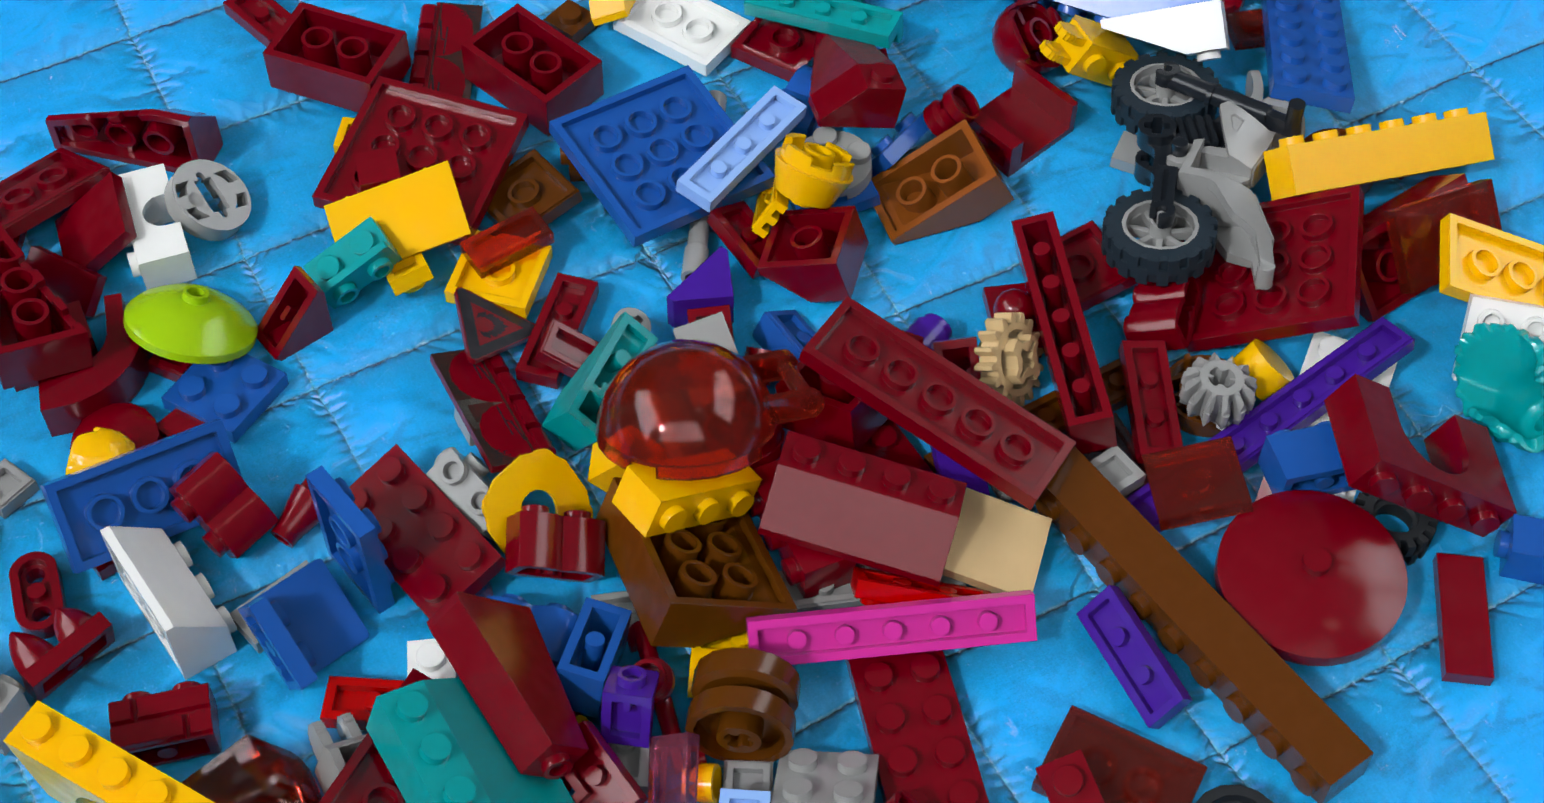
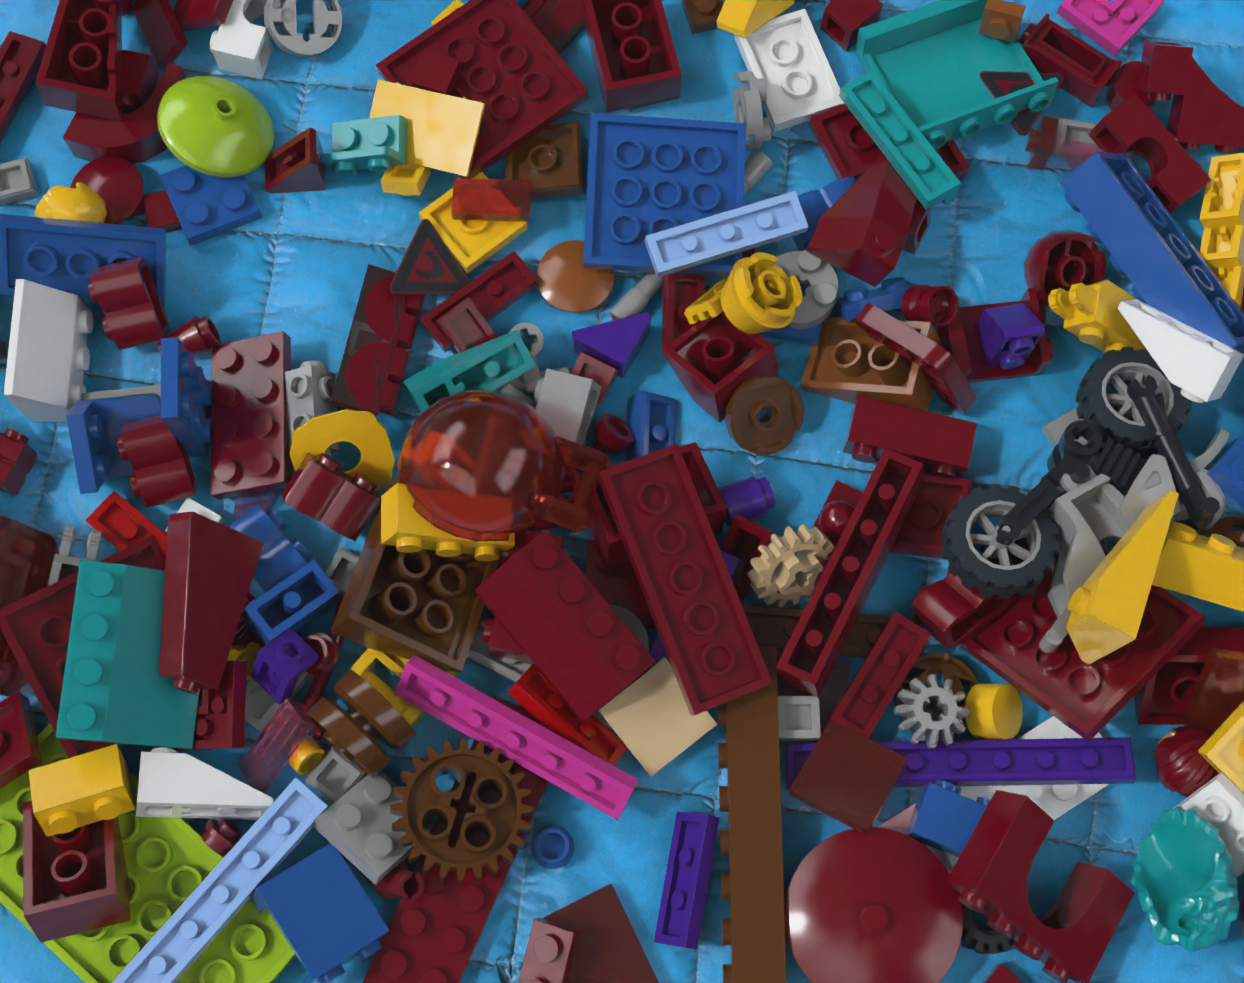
camera: 35 degrees right, 20 degrees up
(357, 617) = (158, 460): none -> dark red brick
(627, 270) = (568, 284): none -> dark orange dish
(674, 49) = (748, 108): none -> light grey plate
(884, 269) = (780, 421): none -> reddish brown plate
(896, 716) = (498, 820): none -> reddish brown gear
(984, 229) = (930, 438): none -> dark red brick
(987, 133) = (931, 357): none -> dark red beam
(995, 711) = (552, 847): none -> blue plate
(1030, 103) = (1008, 335): none -> dark purple slope
(1287, 193) = (1114, 597): none -> yellow wedge
(1433, 318) = (1180, 763): none -> dark red hair

